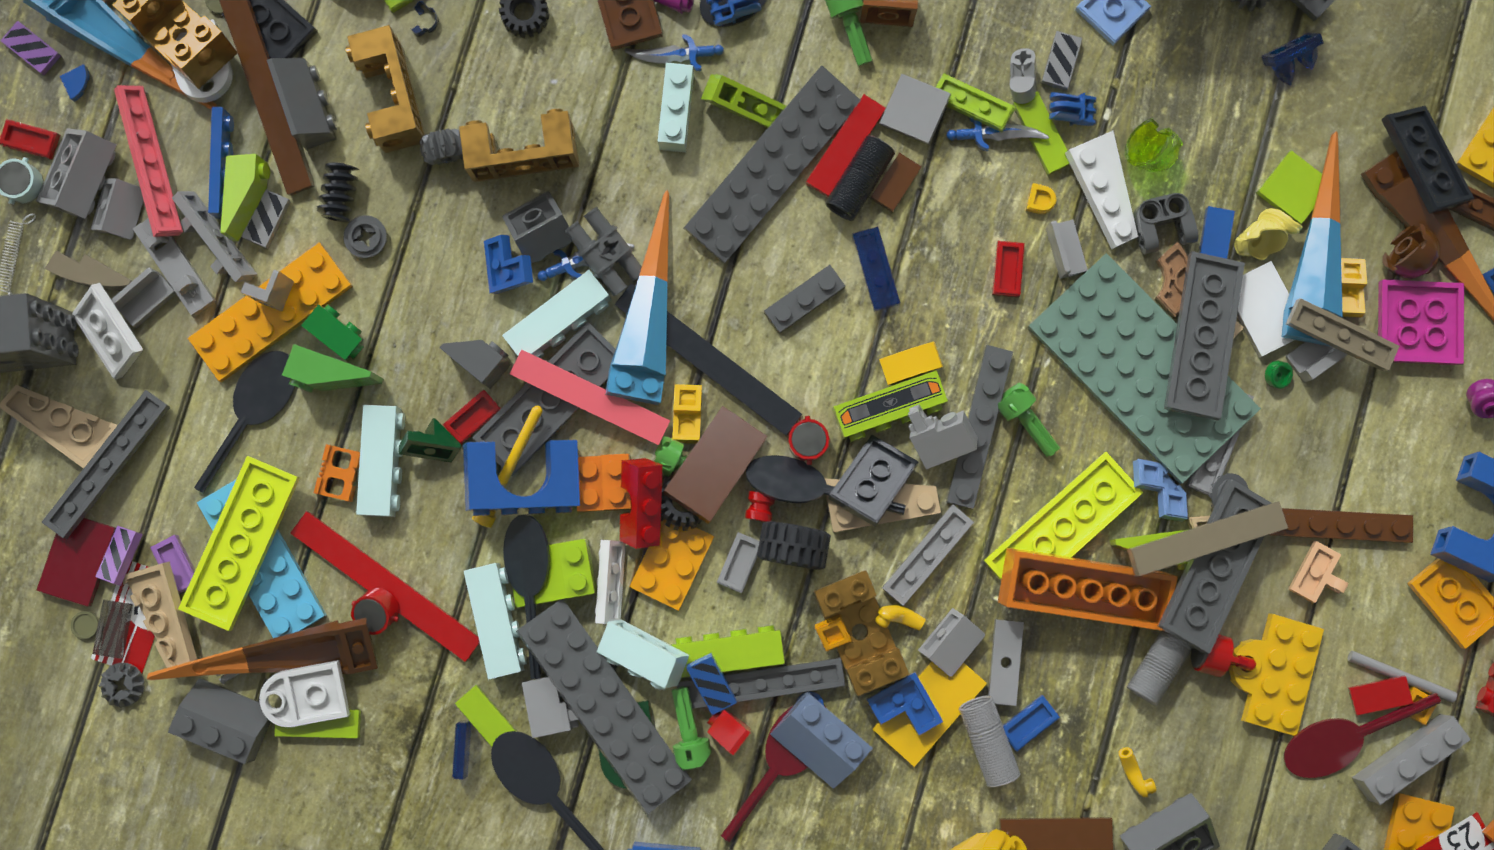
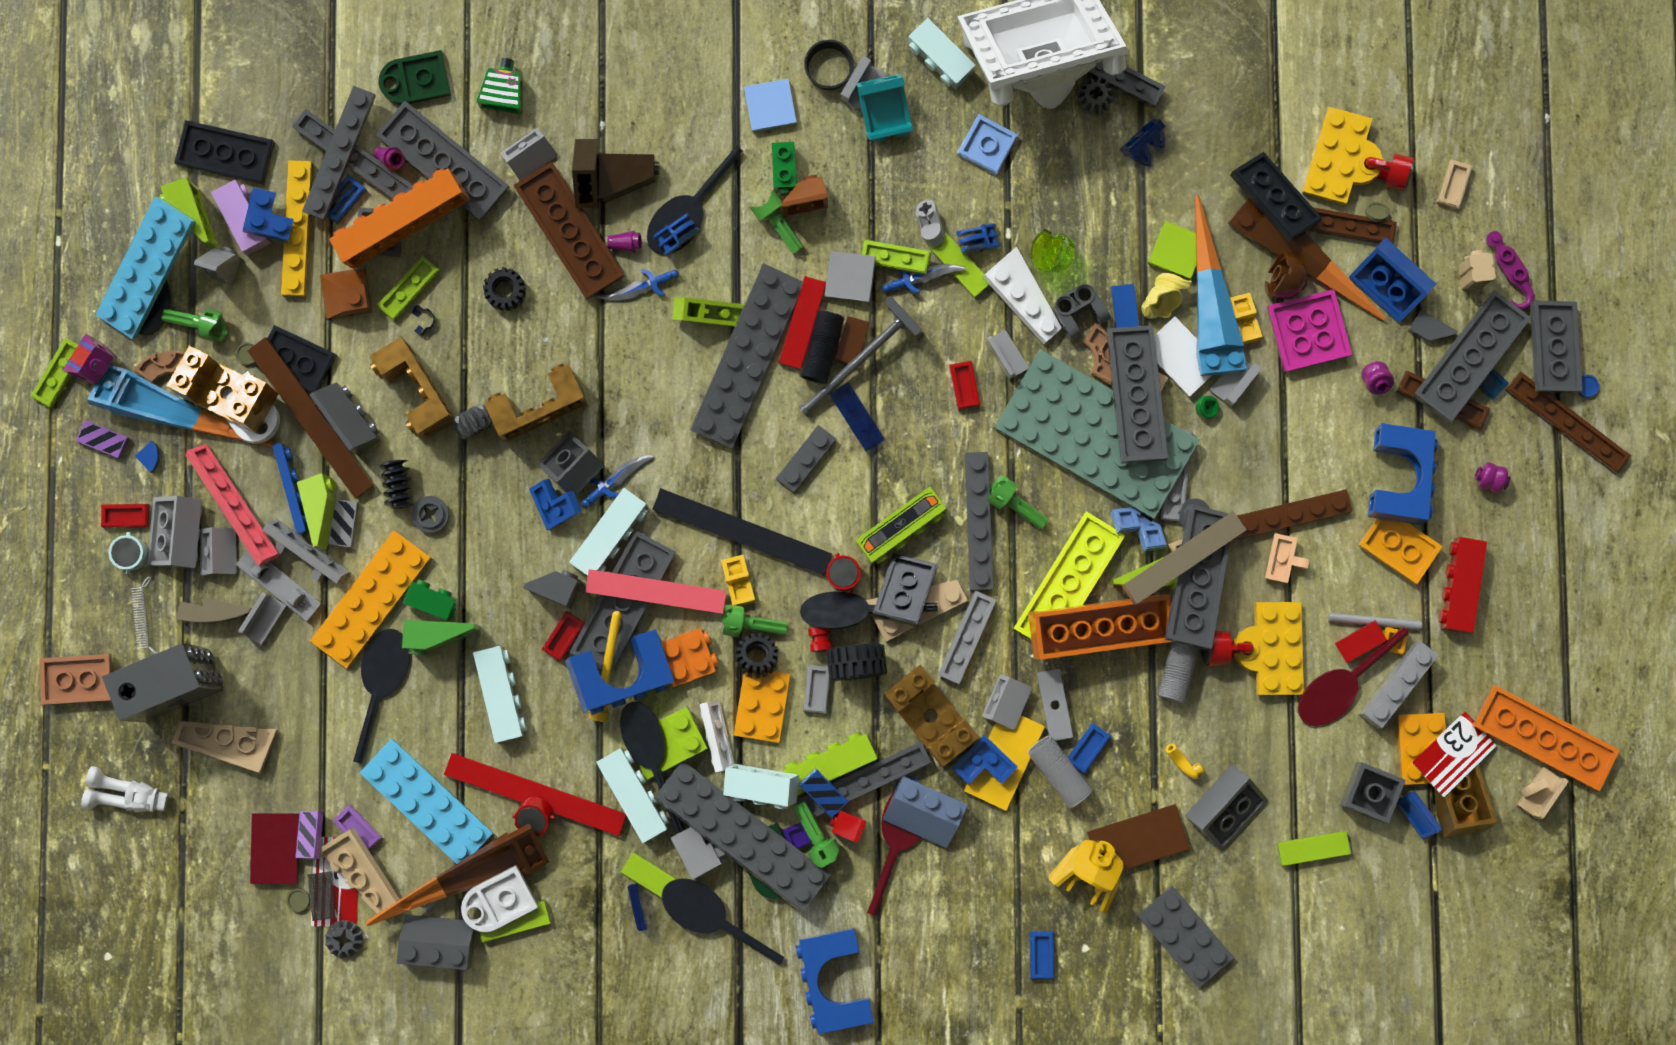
camera: 20 degrees left, 0 degrees up
(105, 464) = (276, 763): dark grey plate -> none
(107, 331) = (243, 655): white tile -> none
(239, 543) = (406, 794): neon yellow plate -> none
(275, 293) = (375, 583): panel -> none
(347, 475) = (476, 713): orange piece -> none
(433, 444) = (537, 668): dark green slope -> none
(591, 251) = (642, 466): dark grey pin -> none
(640, 354) = (686, 542): dark azure plate -> none
(644, 484) = (721, 648): red arch -> none
(666, 723) = (797, 835): none -> dark purple tile
(675, 107) = (654, 332): light aqua brick -> none
(715, 465) = (773, 615): reddish brown tile -> none
(833, 632) = (909, 722): light orange tile -> none
(900, 615) = (958, 692): yellow arm -> none
(911, 363) = (908, 485): yellow slope -> none
(941, 439) = (949, 541): light grey hinge -> none
(960, 173) = (900, 321): none -> dark grey tile
(1040, 199) = (974, 320): yellow tile -> none
(1061, 60) = (958, 200): light grey tile -> none
(1342, 335) = (1246, 361): dark tan plate -> none

